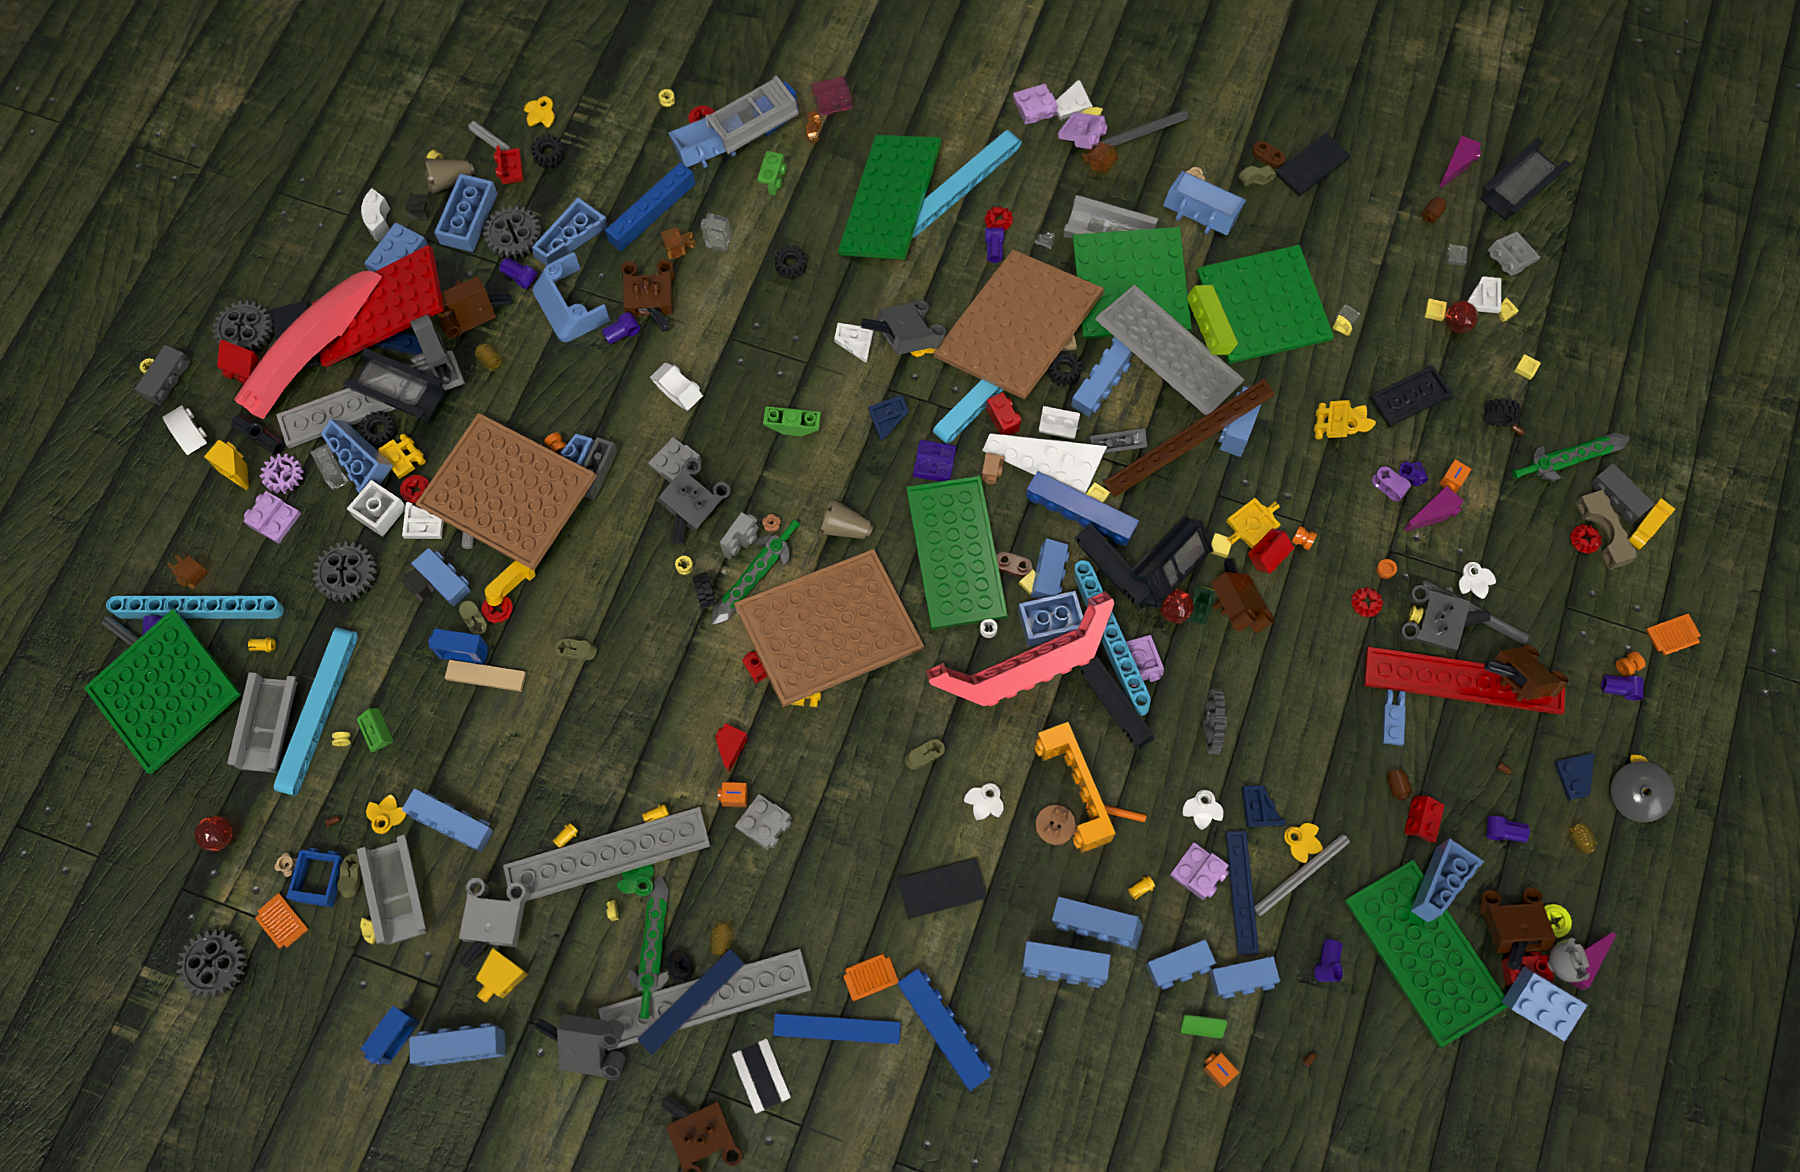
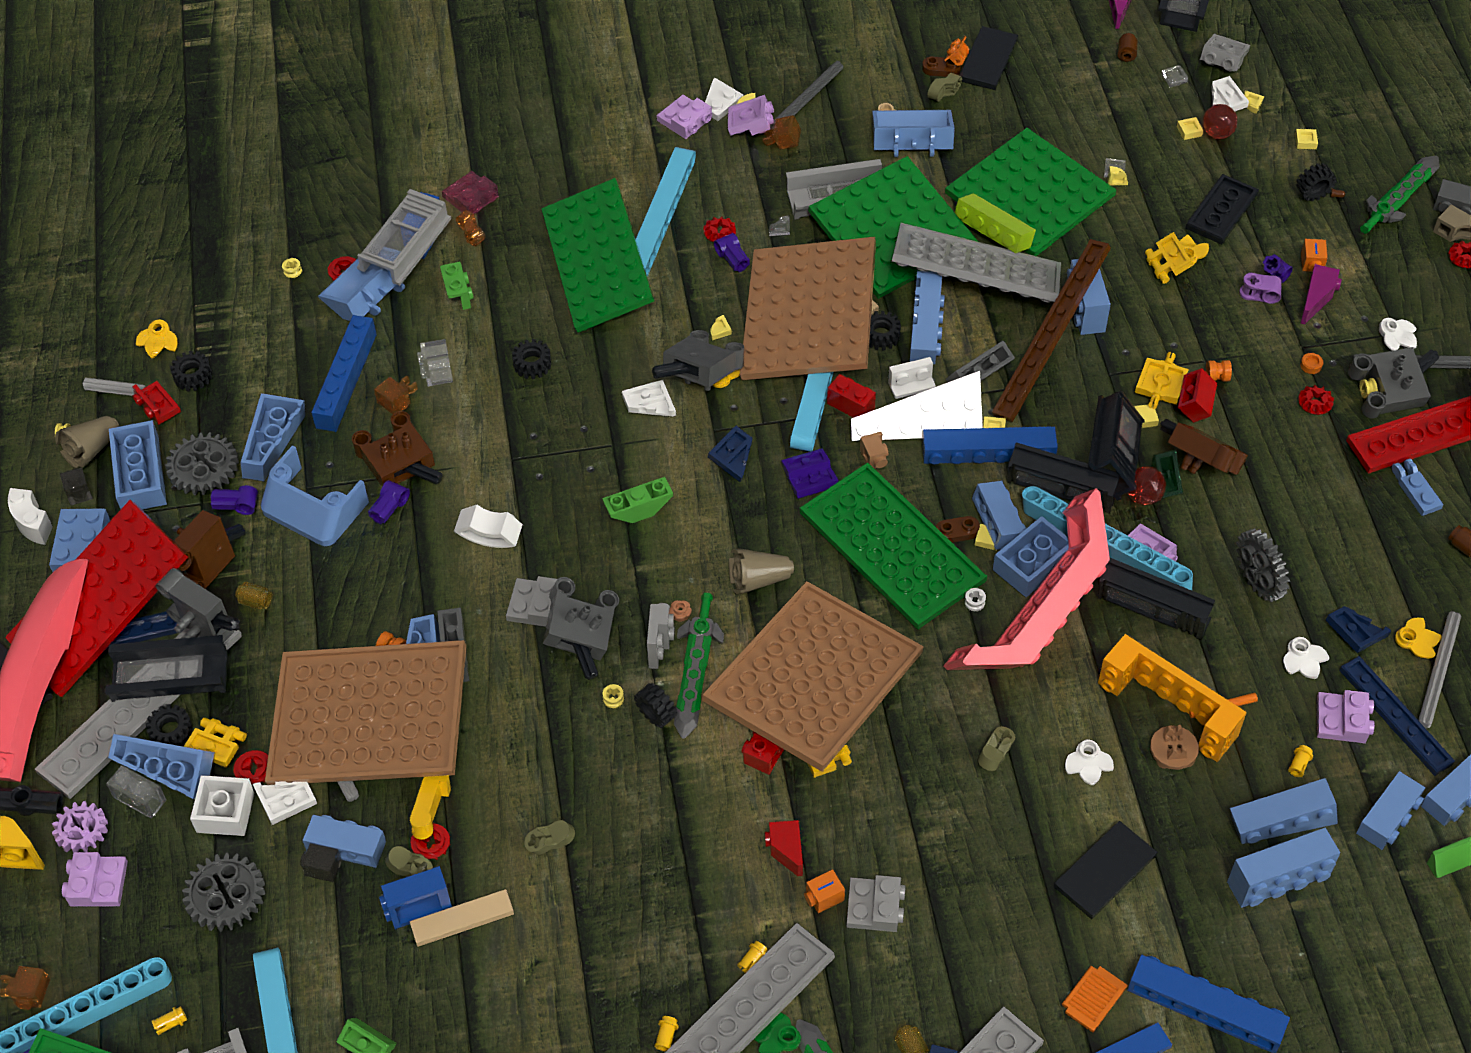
camera: 30 degrees left, 15 degrees down
(945, 305) = (720, 328): none -> light yellow tile
(1288, 149) = (958, 51): none -> orange hinge

